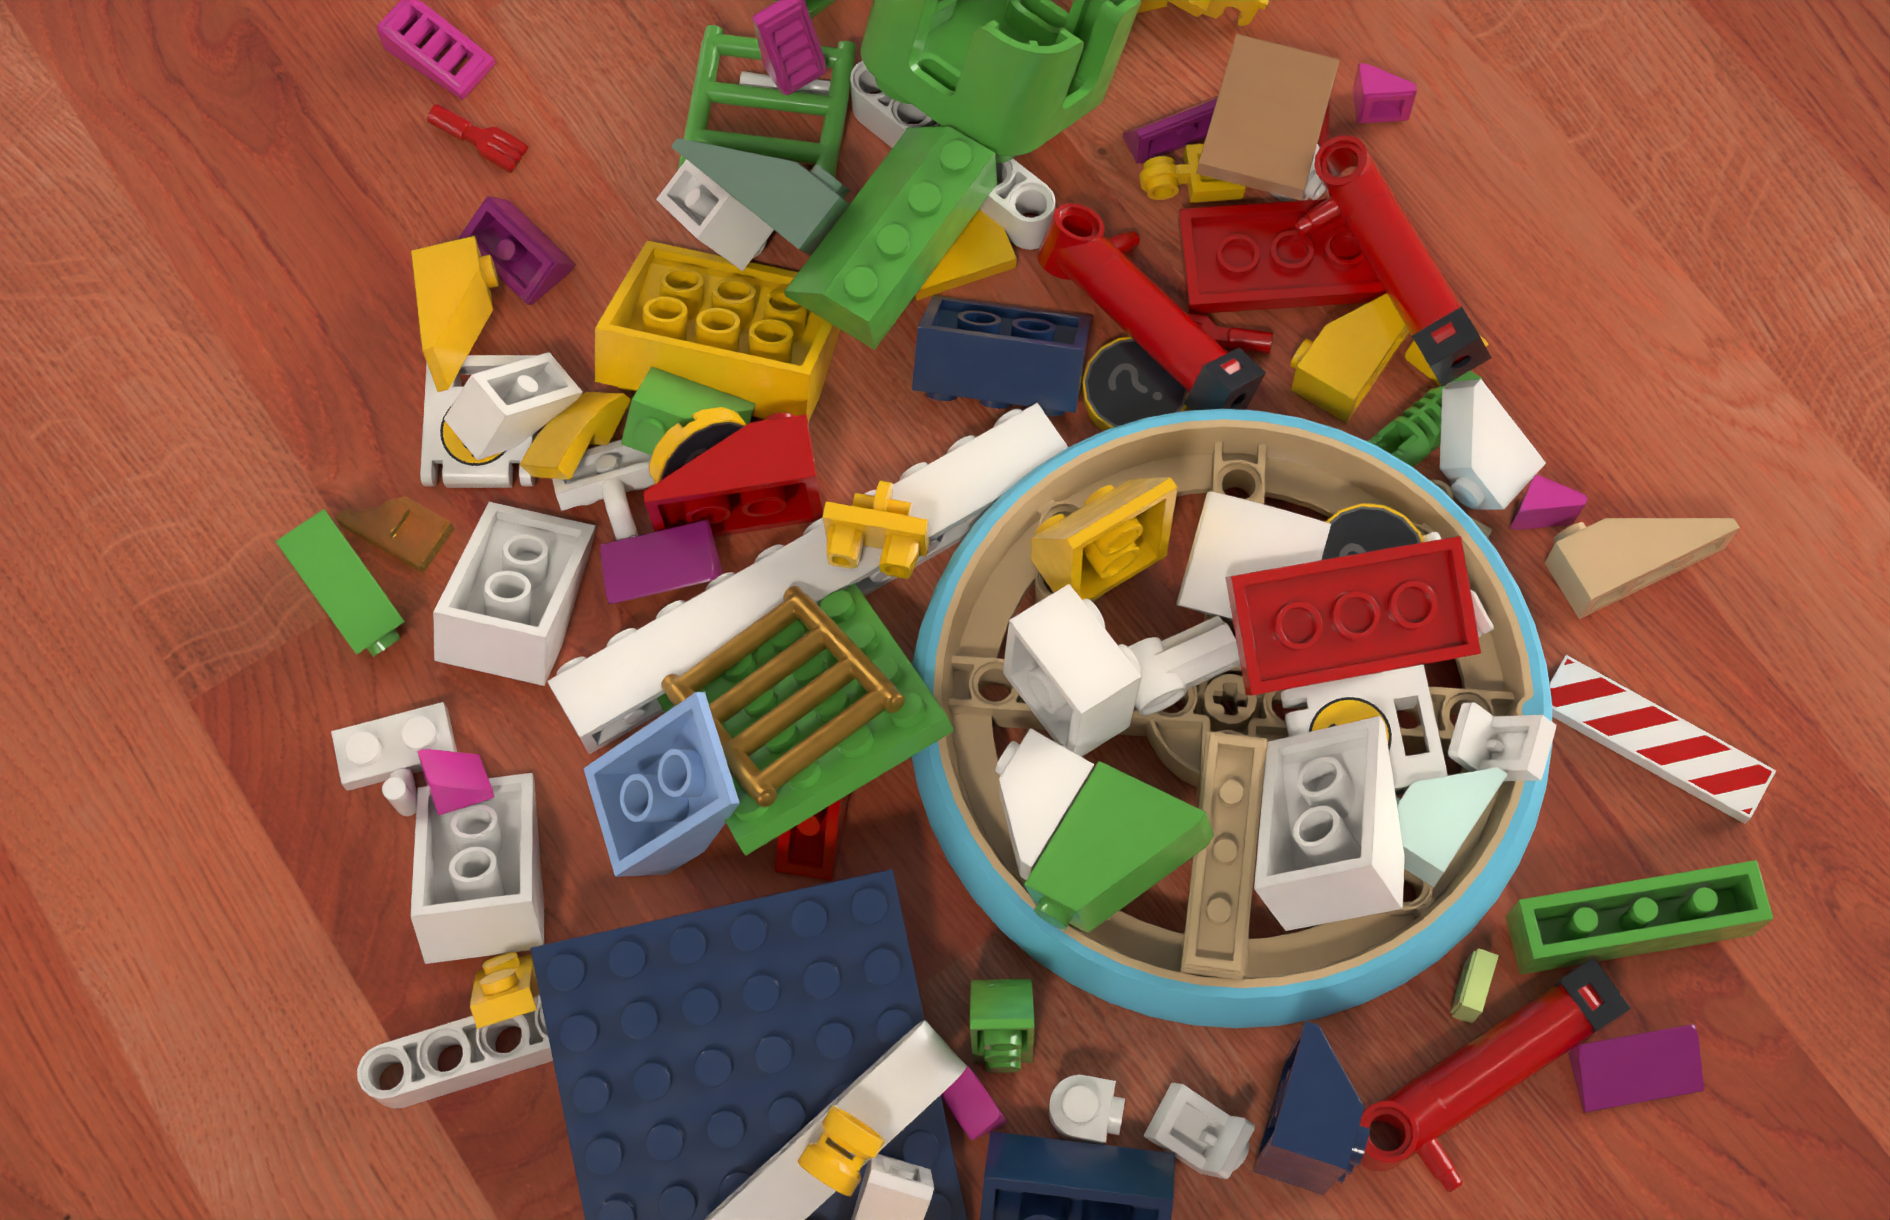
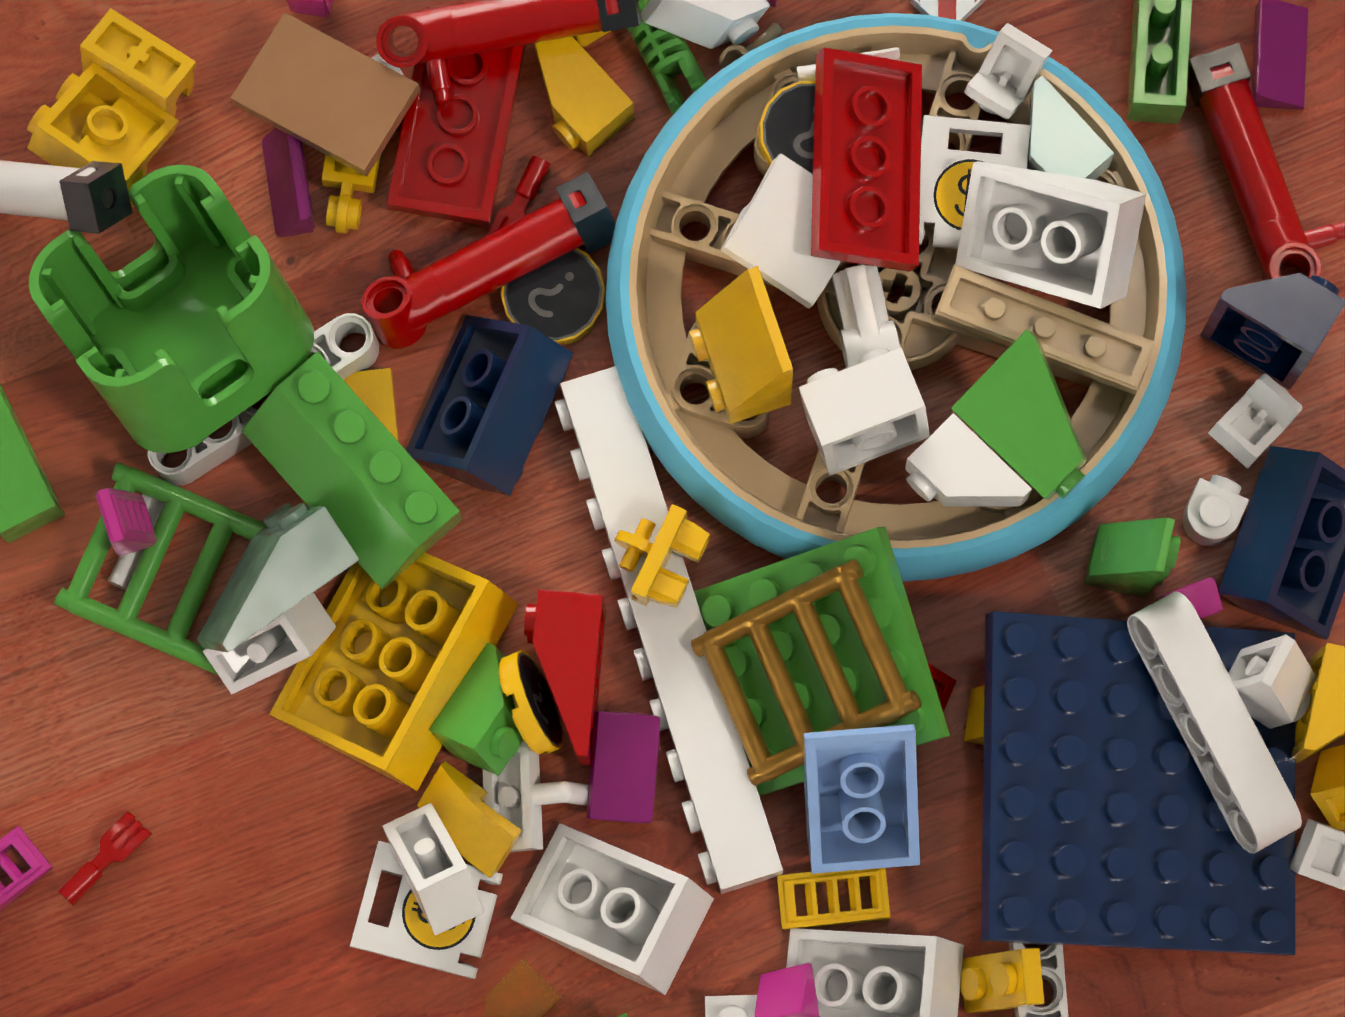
camera: 75 degrees left, 10 degrees up
(451, 303) = (300, 909): yellow slope -> none
(518, 249) = (243, 844): magenta slope -> none
(582, 849) = (879, 895): none -> yellow slope
(833, 1163) = (1233, 706): yellow wheel -> none
(1474, 985) = (1183, 163): yellowish green tile -> none

